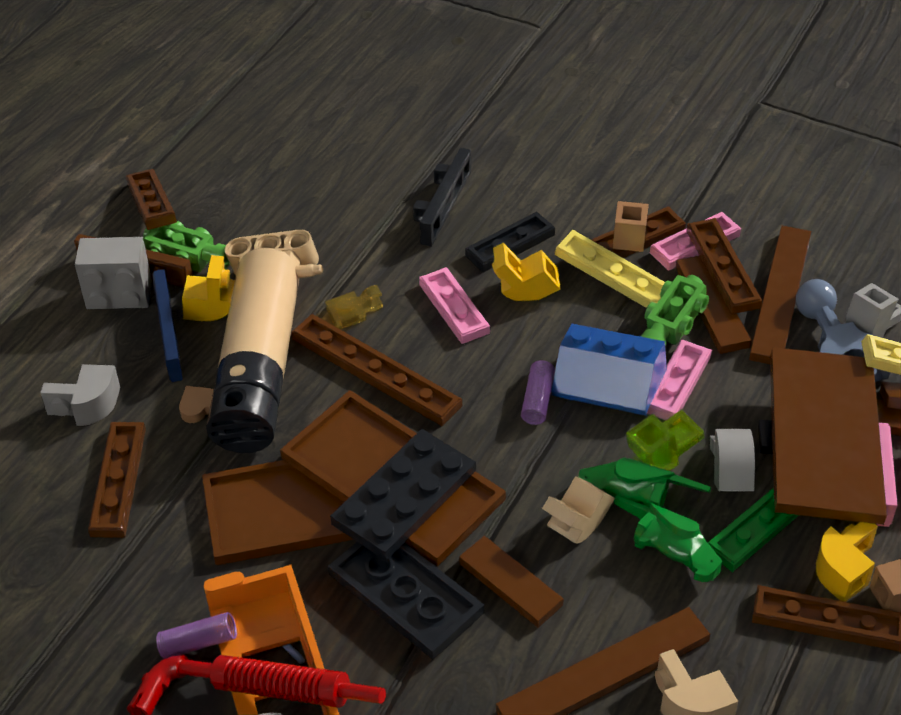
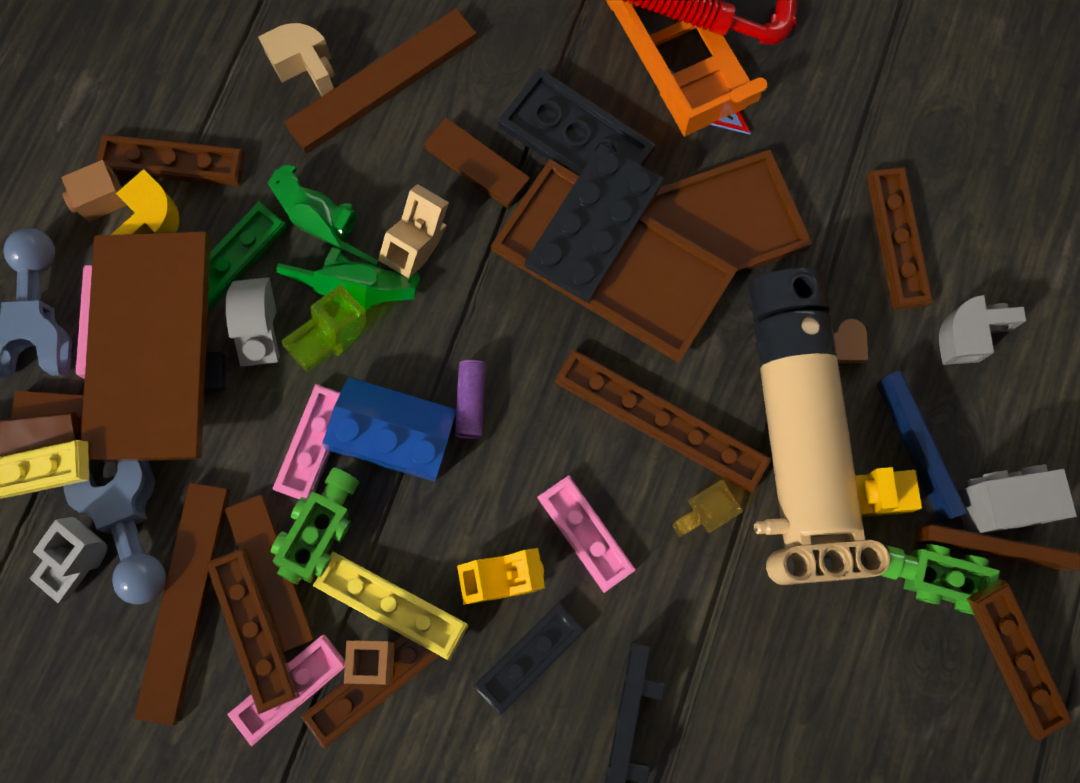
camera: 170 degrees right, 30 degrees up
(170, 643) = (755, 55): medium lavender piece -> none

